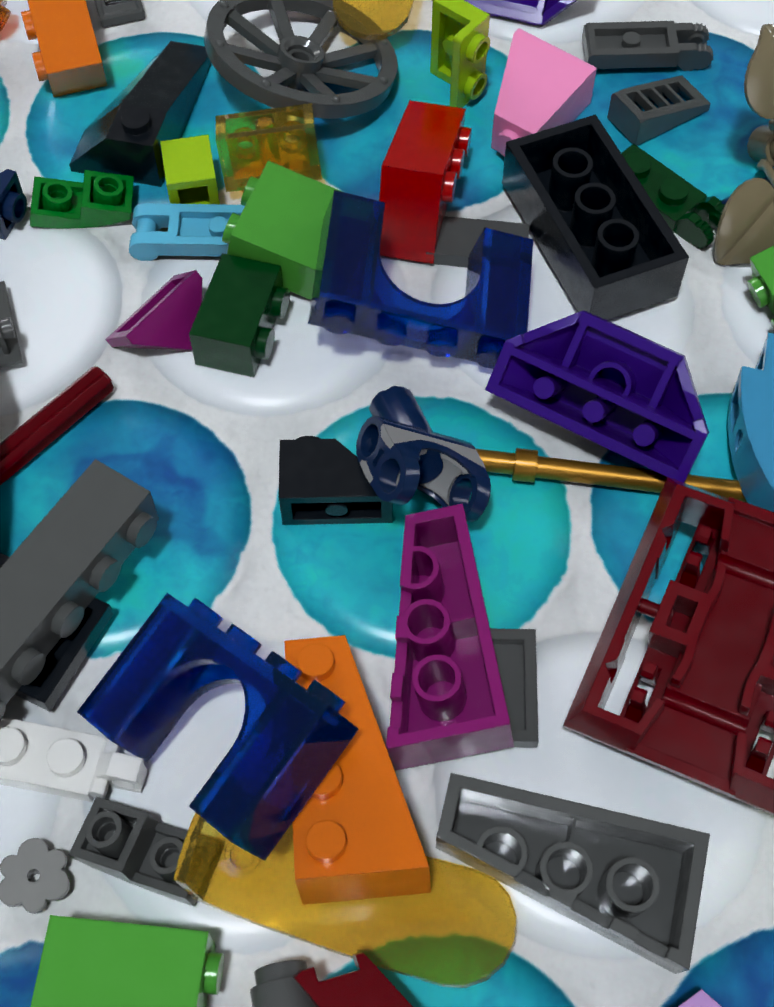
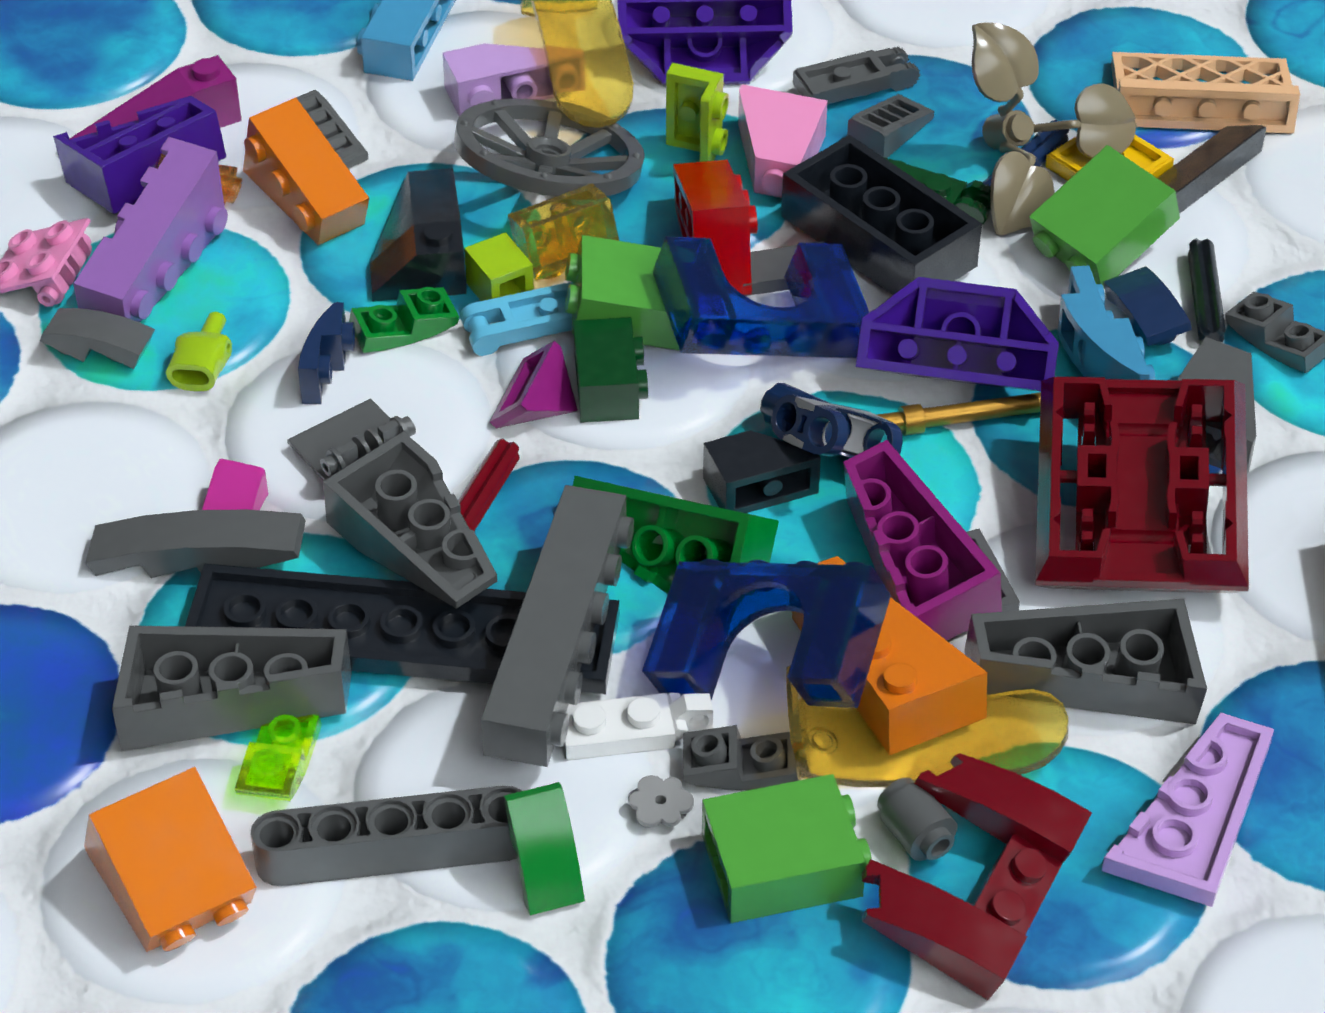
camera: 20 degrees left, 15 degrees down
(216, 545) = (685, 531): none -> green wedge

